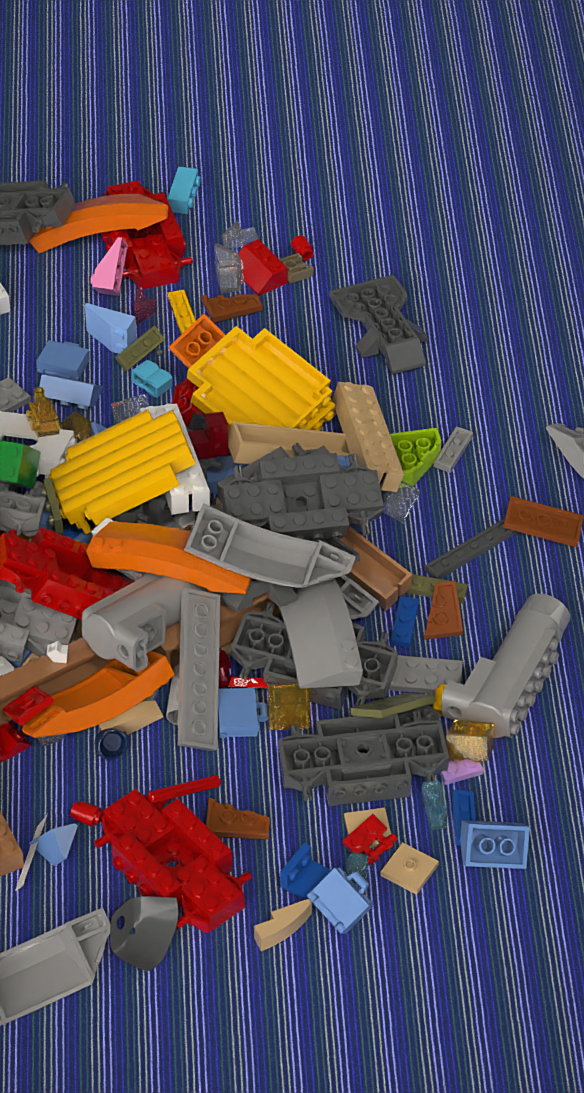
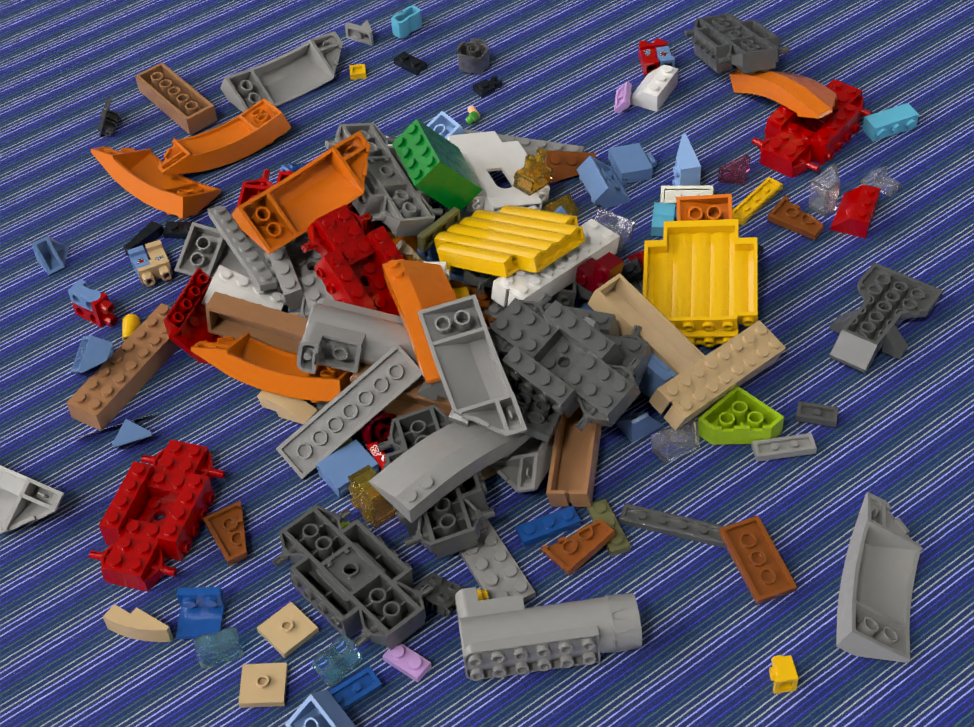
camera: 60 degrees right, 0 degrees up
(19, 397) = (565, 163): none -> dark orange wing
(28, 705) = (225, 331): red plate -> none
(57, 652) = (289, 316): white piece -> none
(86, 813) = (171, 430): red brick -> none
(110, 270) = (744, 127): bright pink slope -> none
(111, 743) = (250, 408): dark blue hair -> none
(154, 928) = (58, 543): dark grey piece -> none
(183, 789) = (234, 478): red axle -> none
(296, 268) = (883, 230): dark tan brick -> none
(303, 247) = (912, 222): red brick -> none
(341, 899) = (176, 649): medium blue piece -> none
(365, 835) = (268, 629): red plate -> none
(392, 705) = (422, 564): olive tile -> none
(439, 413) = (817, 414): none -> dark grey plate
(470, 740) = (430, 645): clear yellow brick -> none

